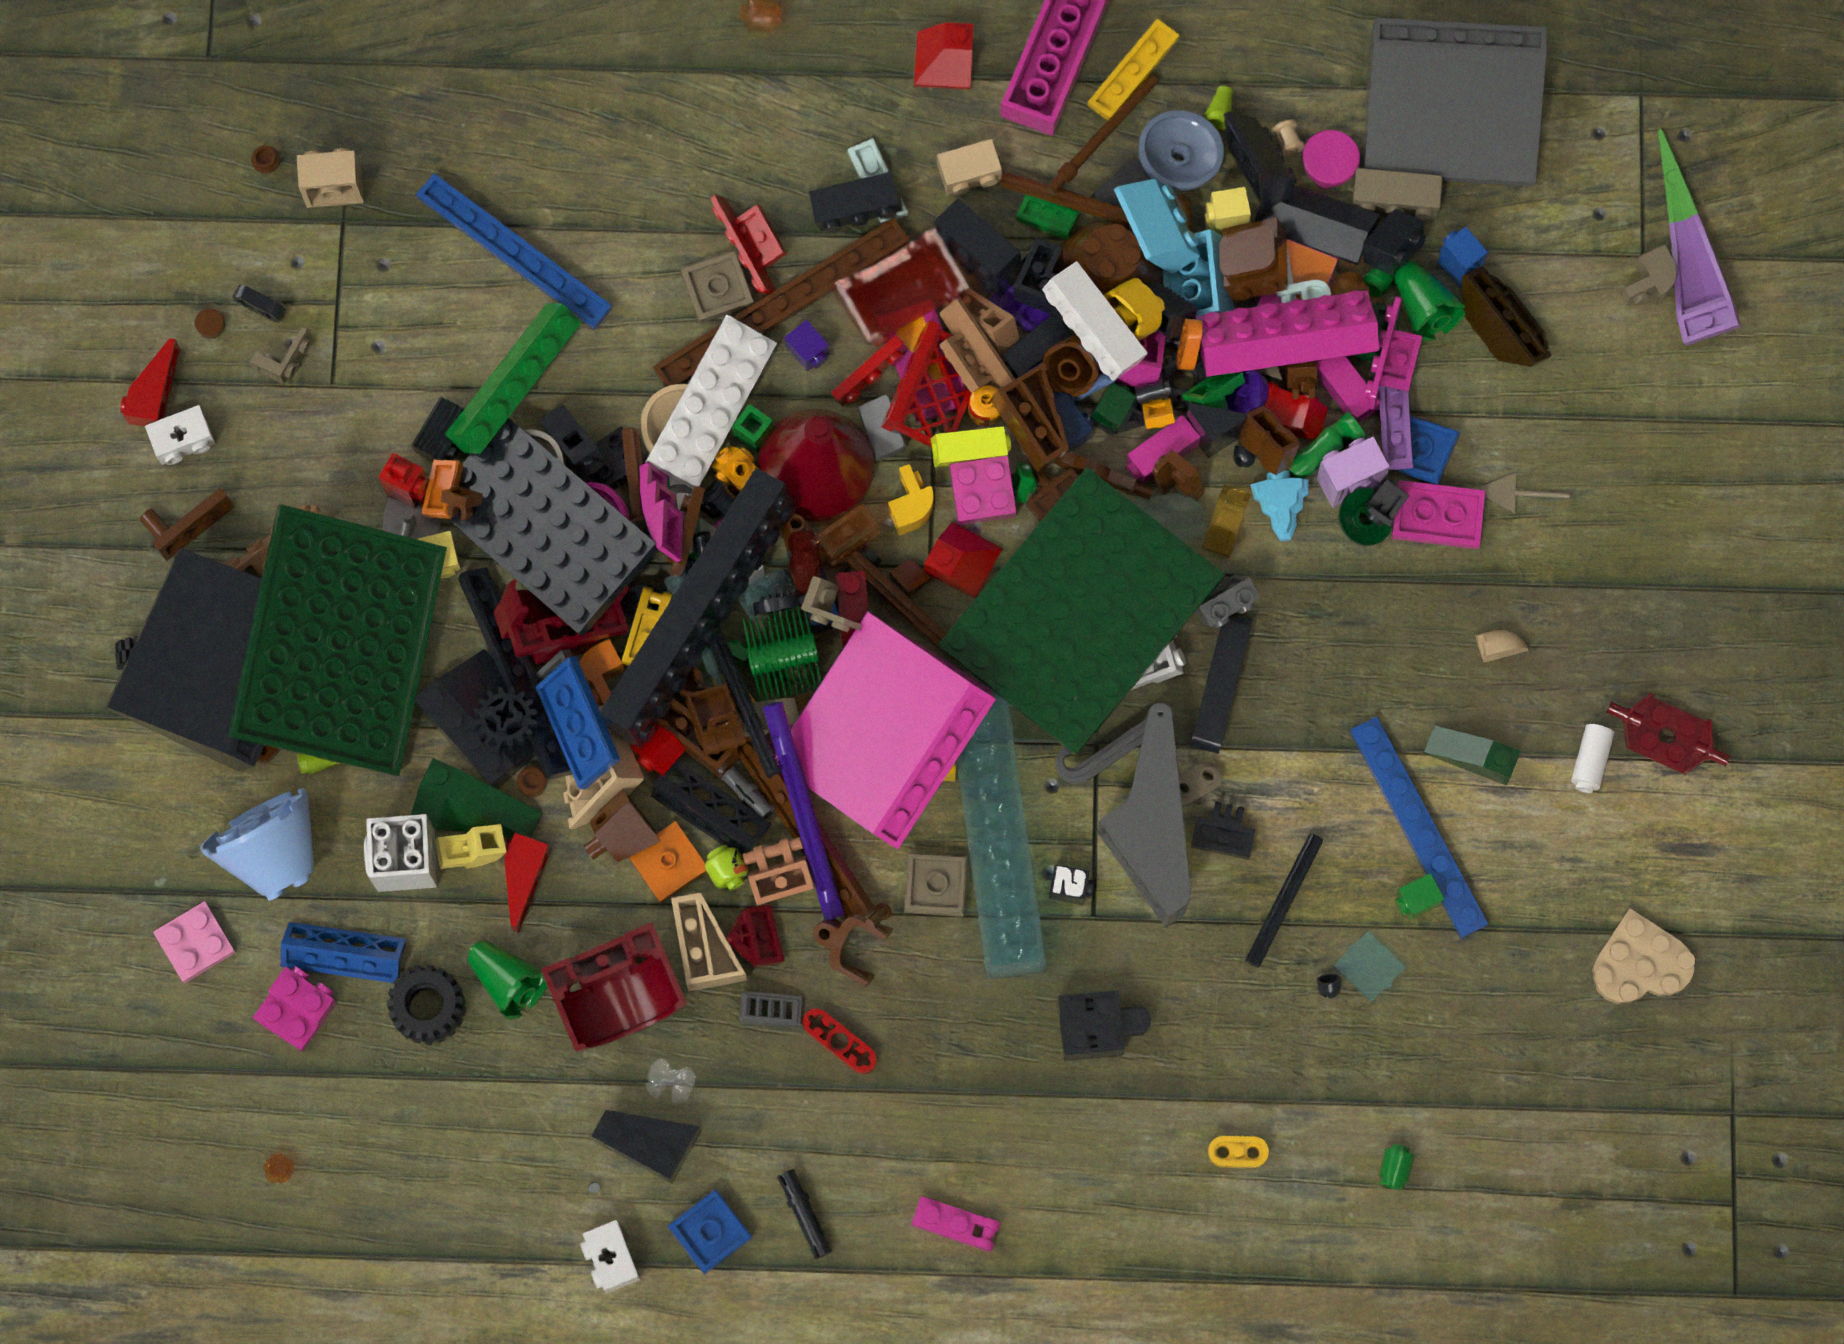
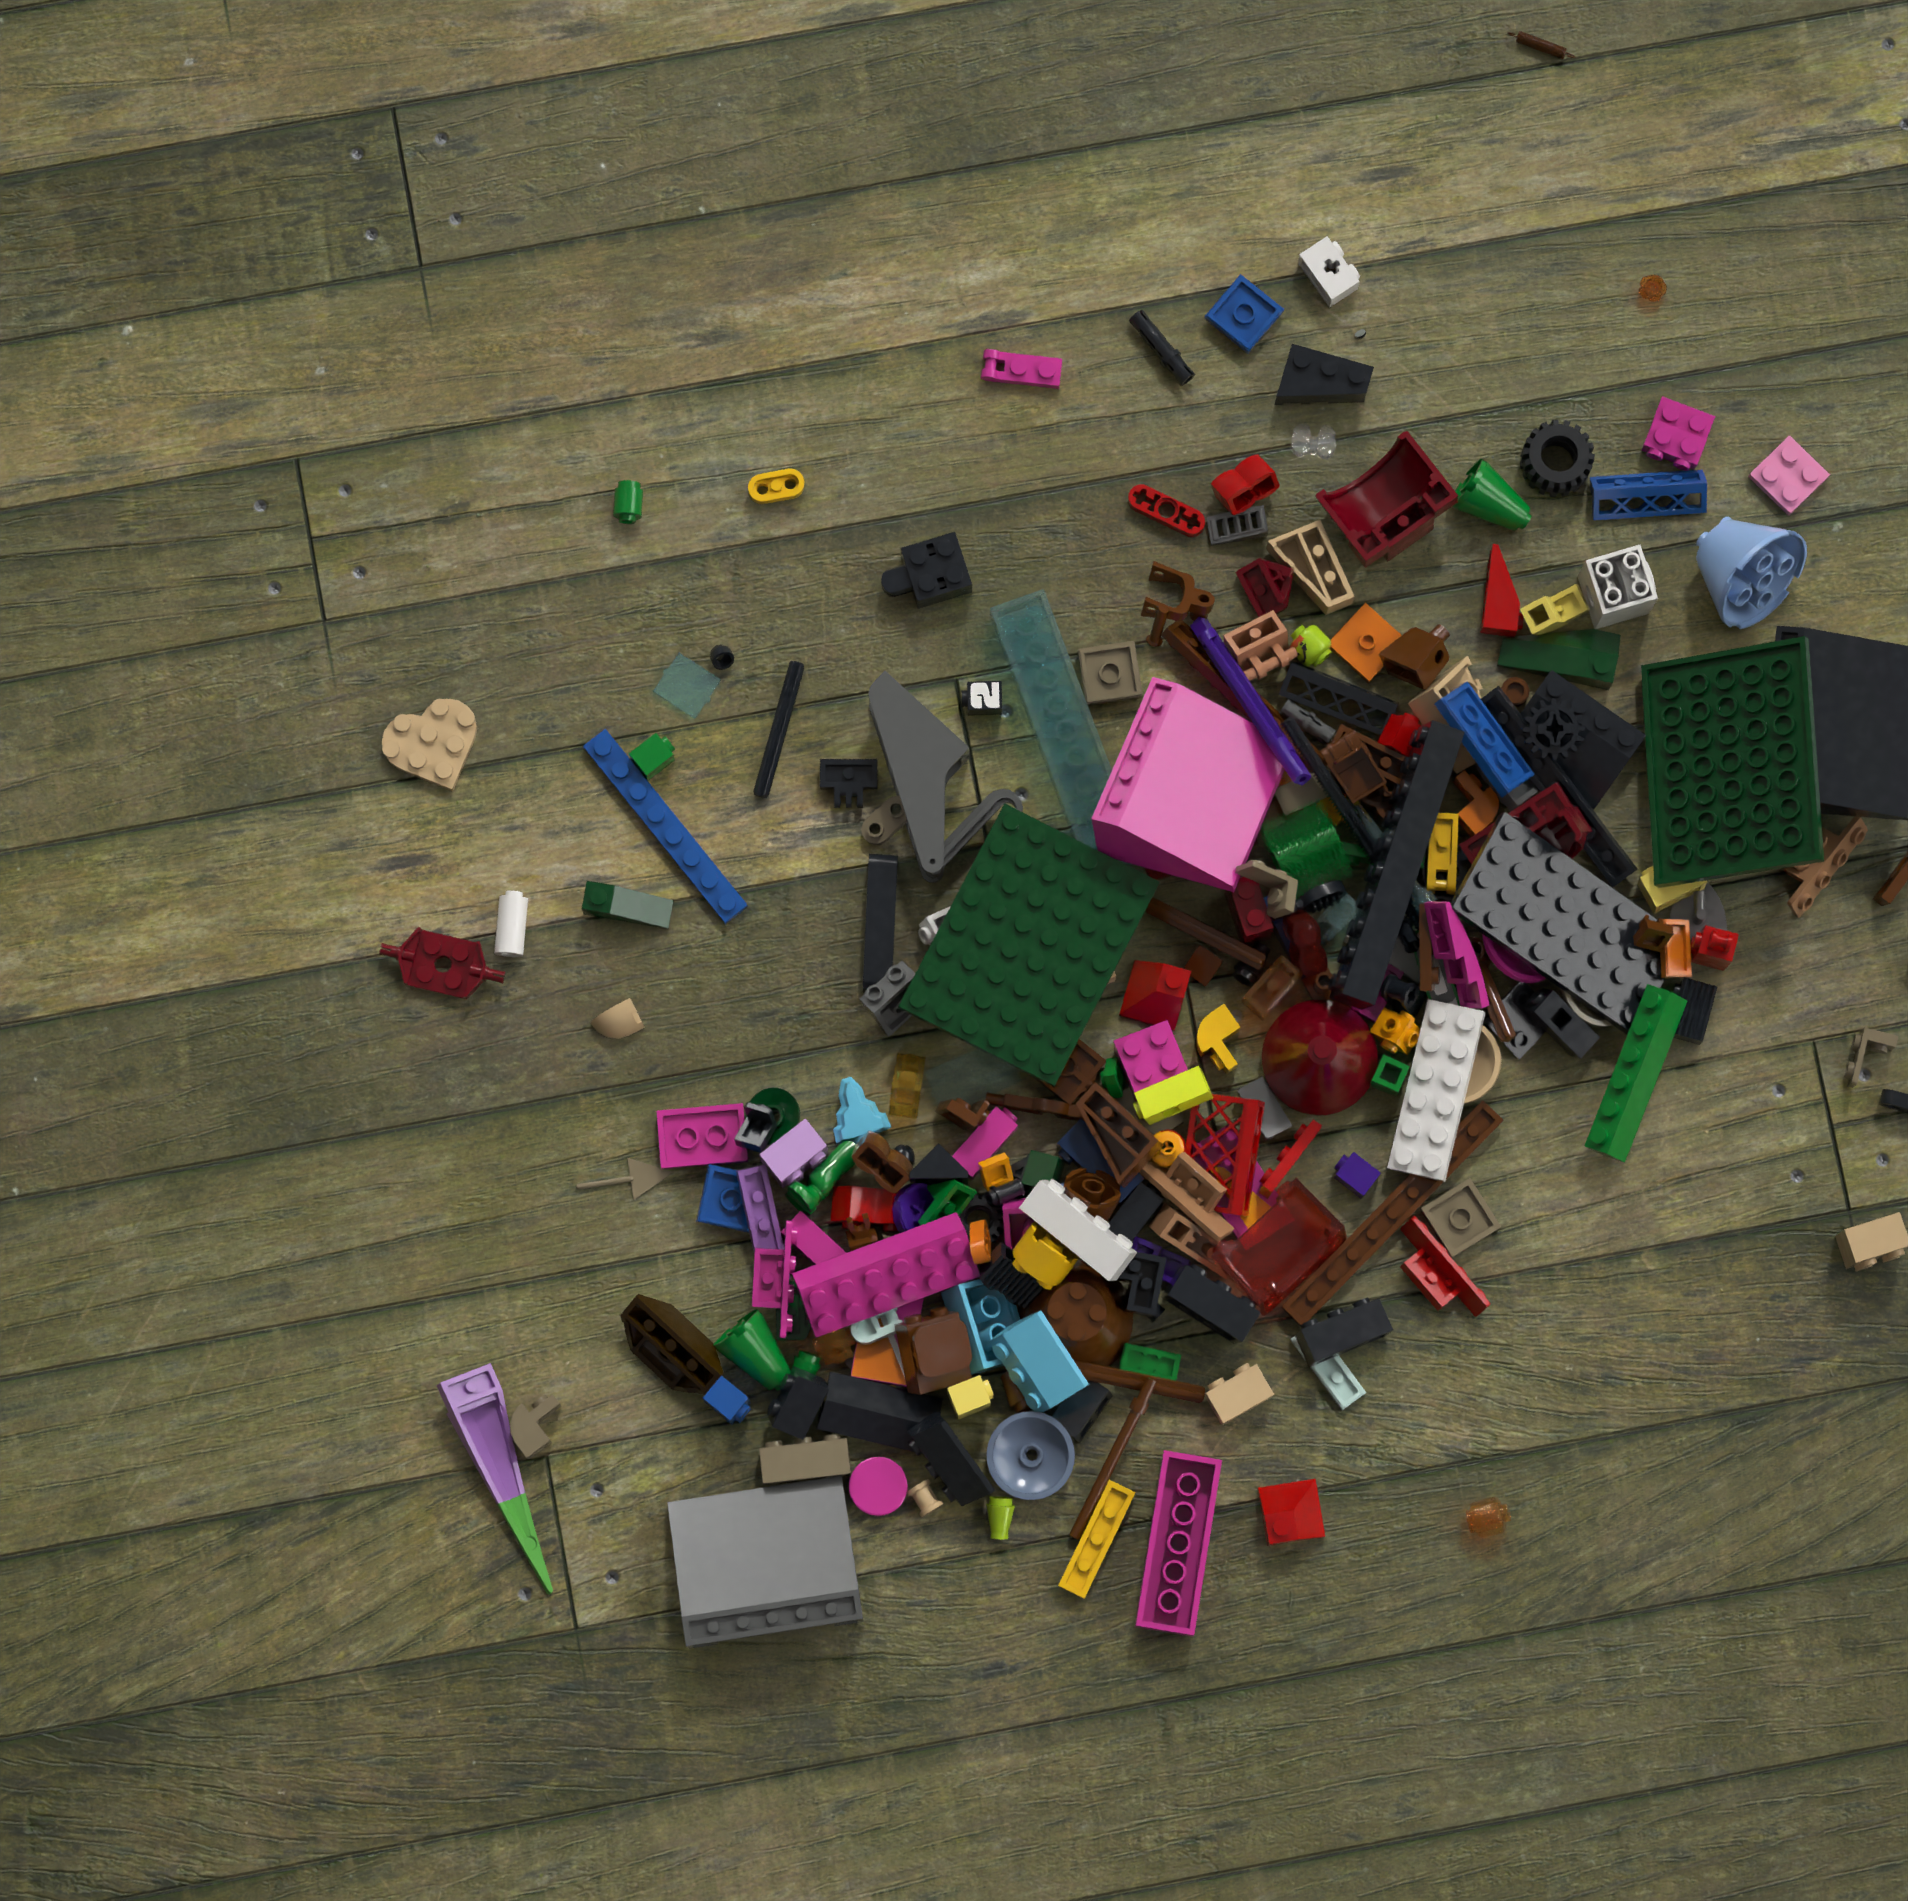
camera: 165 degrees right, 5 degrees up
(514, 251) = (1671, 1212): blue plate -> none
(753, 1046) = (1245, 484): none -> red brick

